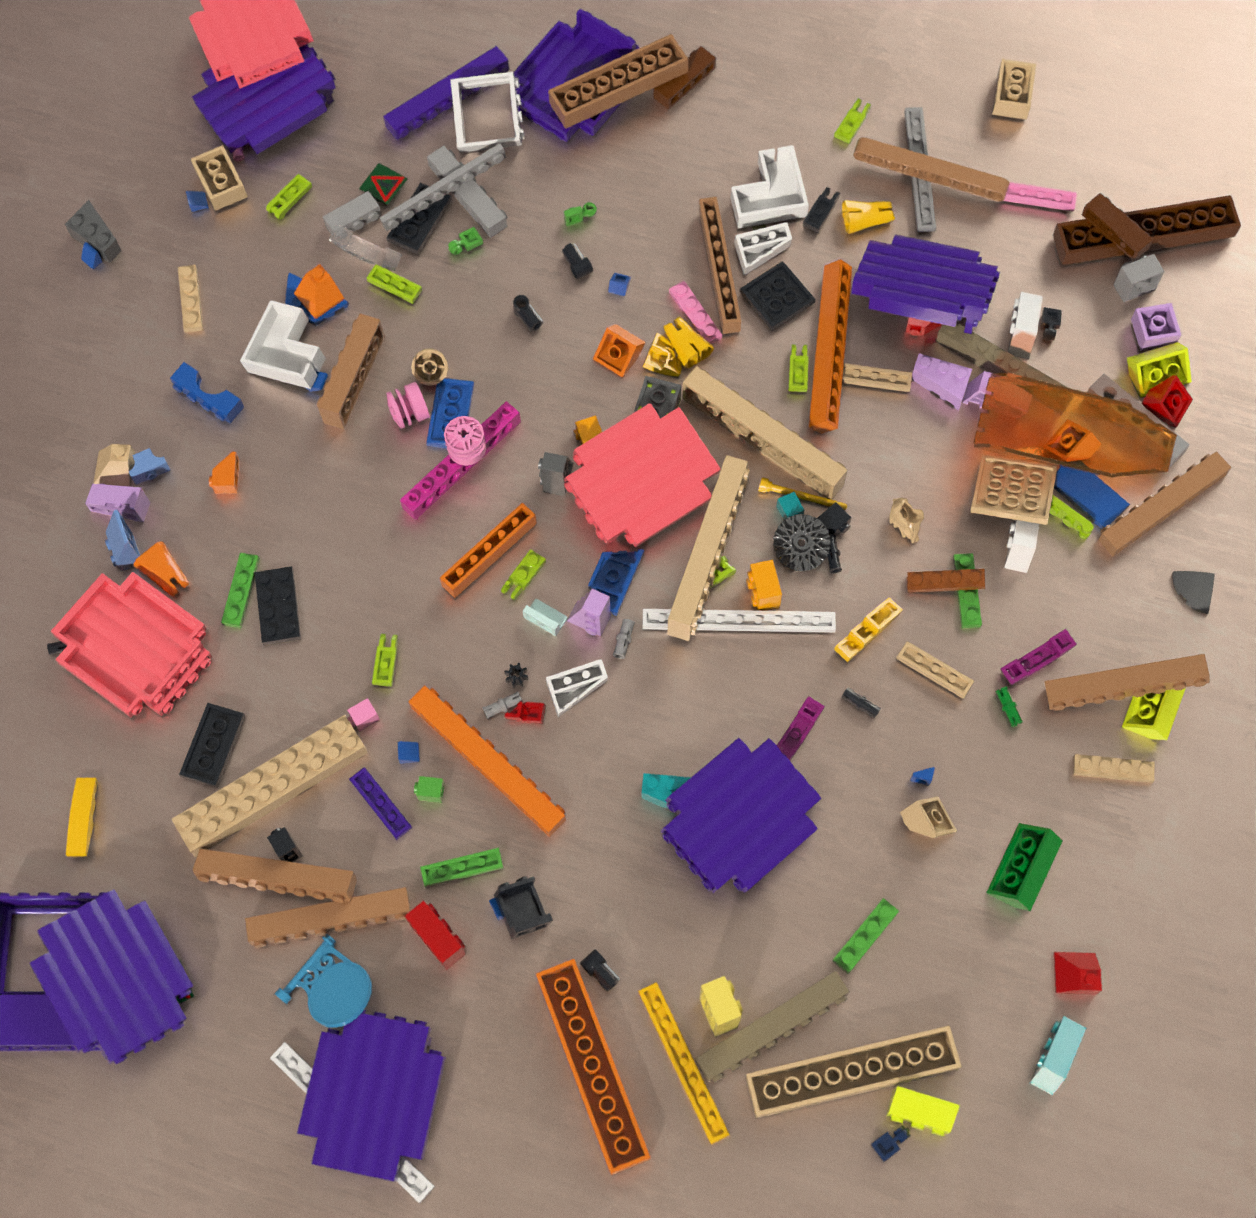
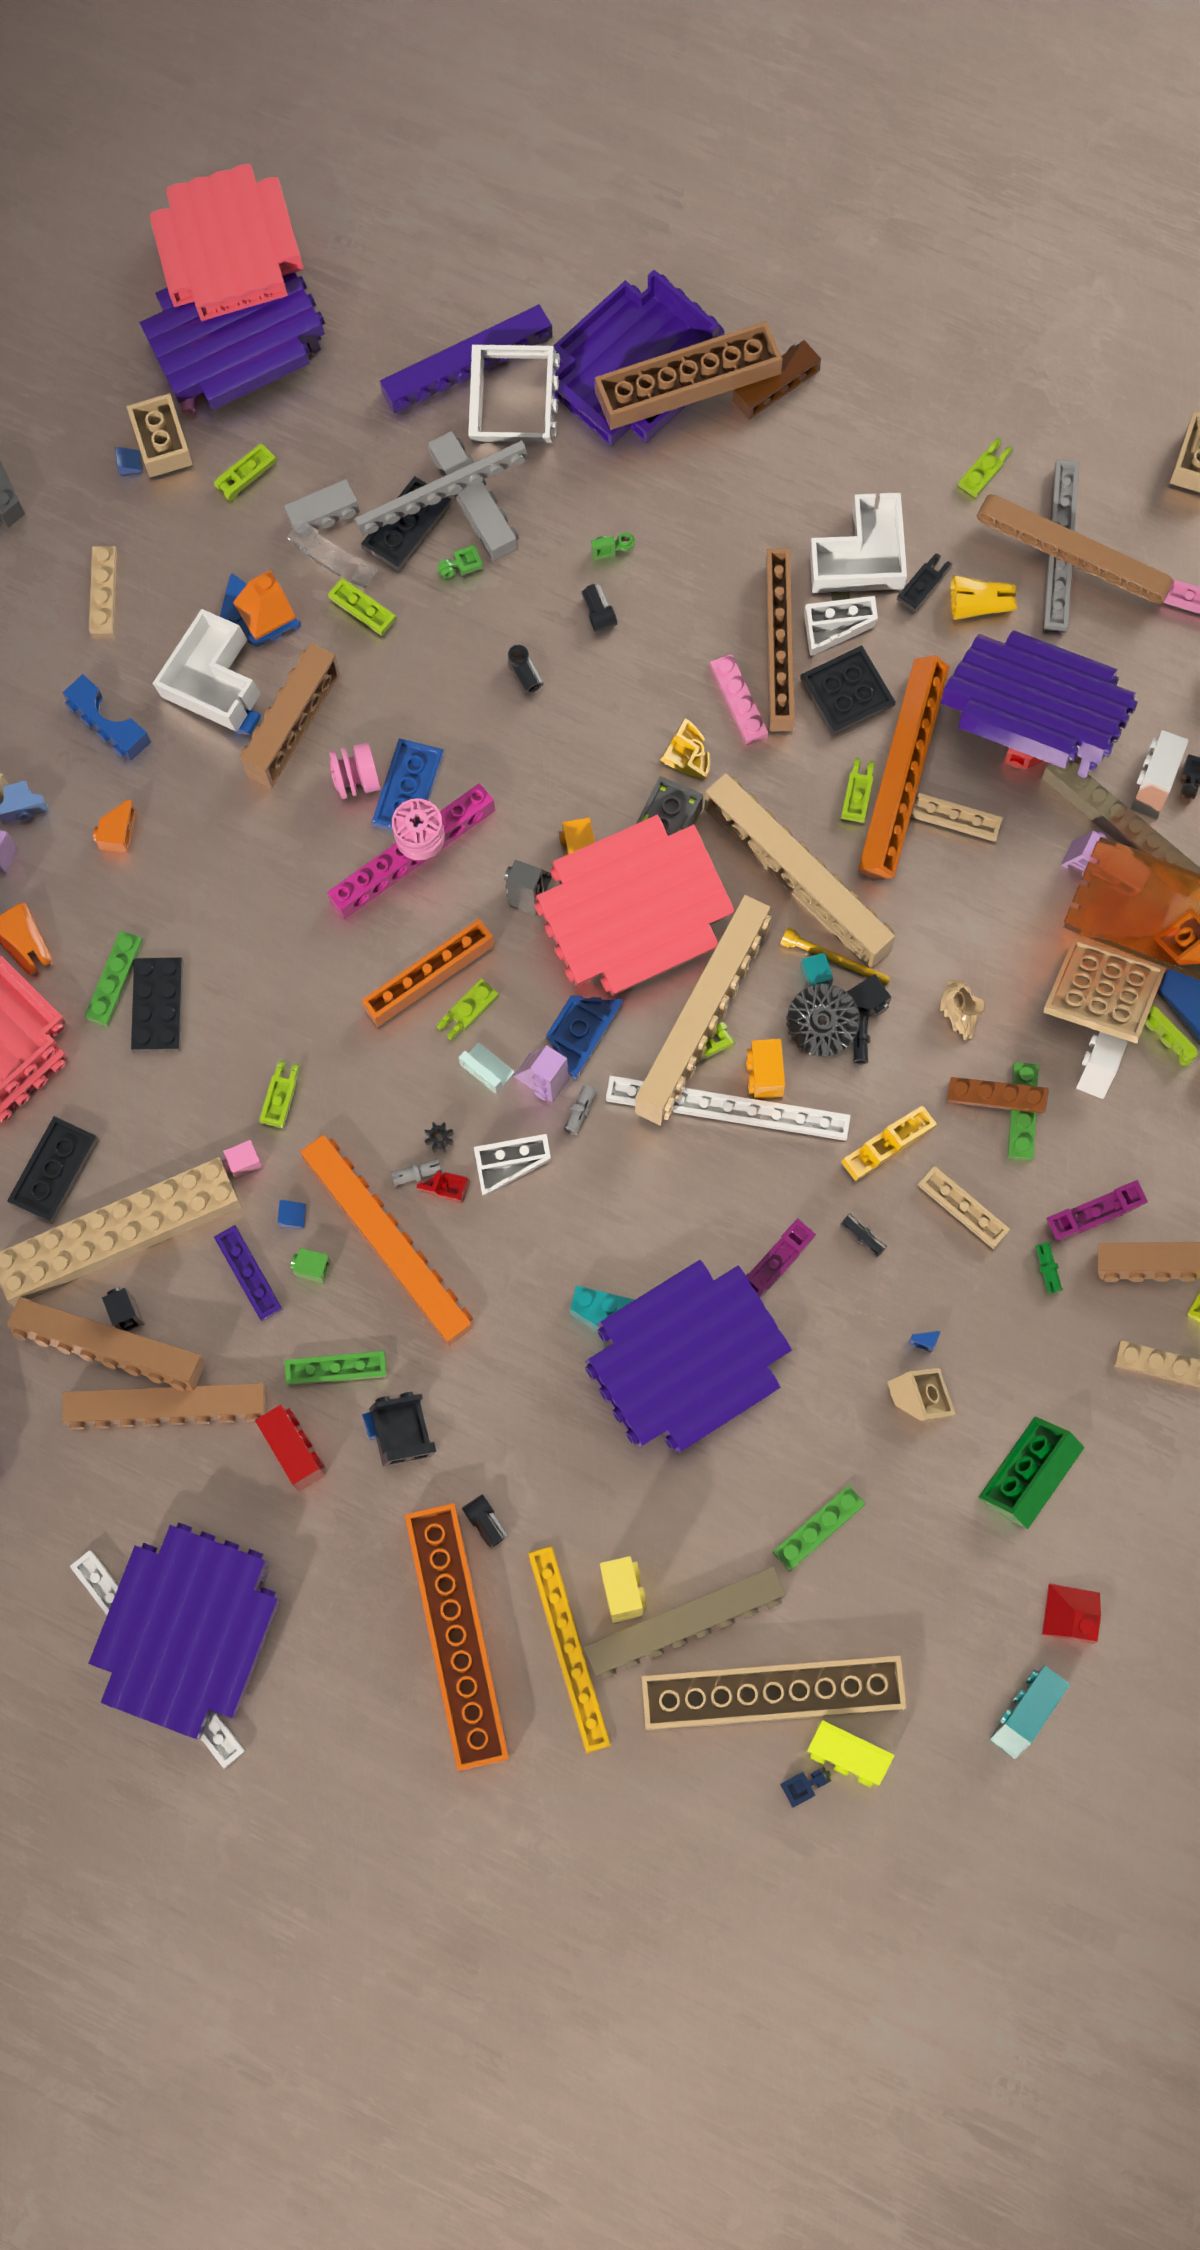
camera: 10 degrees right, 5 degrees up
(336, 993) = (159, 1501): dark azure piece -> none
(383, 183) = (367, 471): dark green piece -> none
(429, 366) = (389, 723): tan cylinder -> none
(618, 349) = (633, 734): orange slope -> none
(619, 284) = (648, 646): blue slope -> none
(687, 343) = (722, 737): yellow piece -> none
(942, 378) = (1040, 830): lavender wedge -> none

